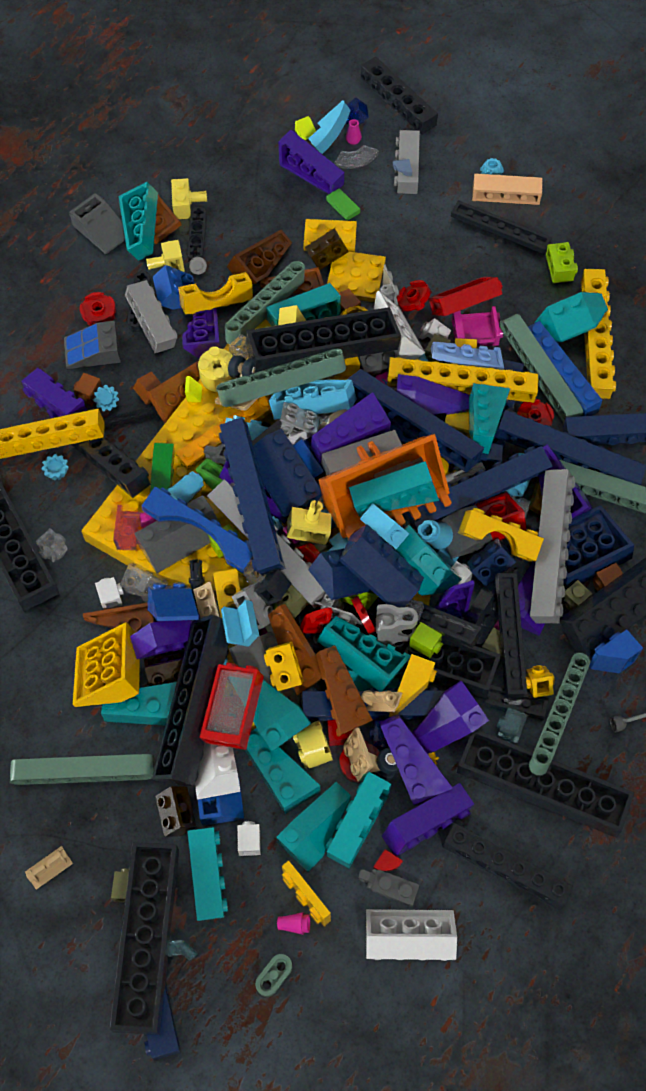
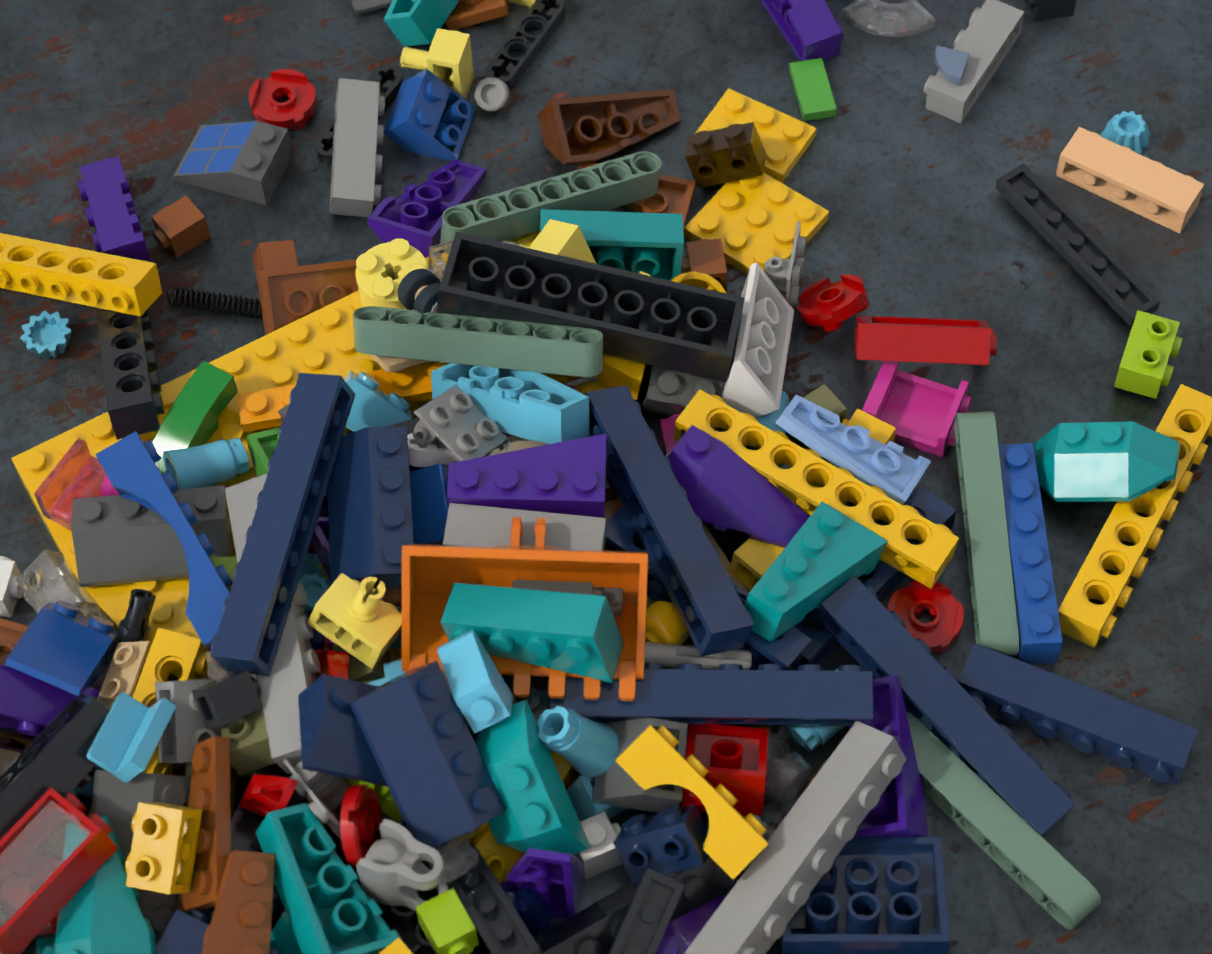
camera: 30 degrees right, 5 degrees down
(105, 398) = (196, 254): medium azure piece -> none
(193, 390) = (333, 300): neon yellow slope -> none
(234, 291) = (446, 150): yellow arch -> none
(434, 327) = (838, 378): white bracket -> none

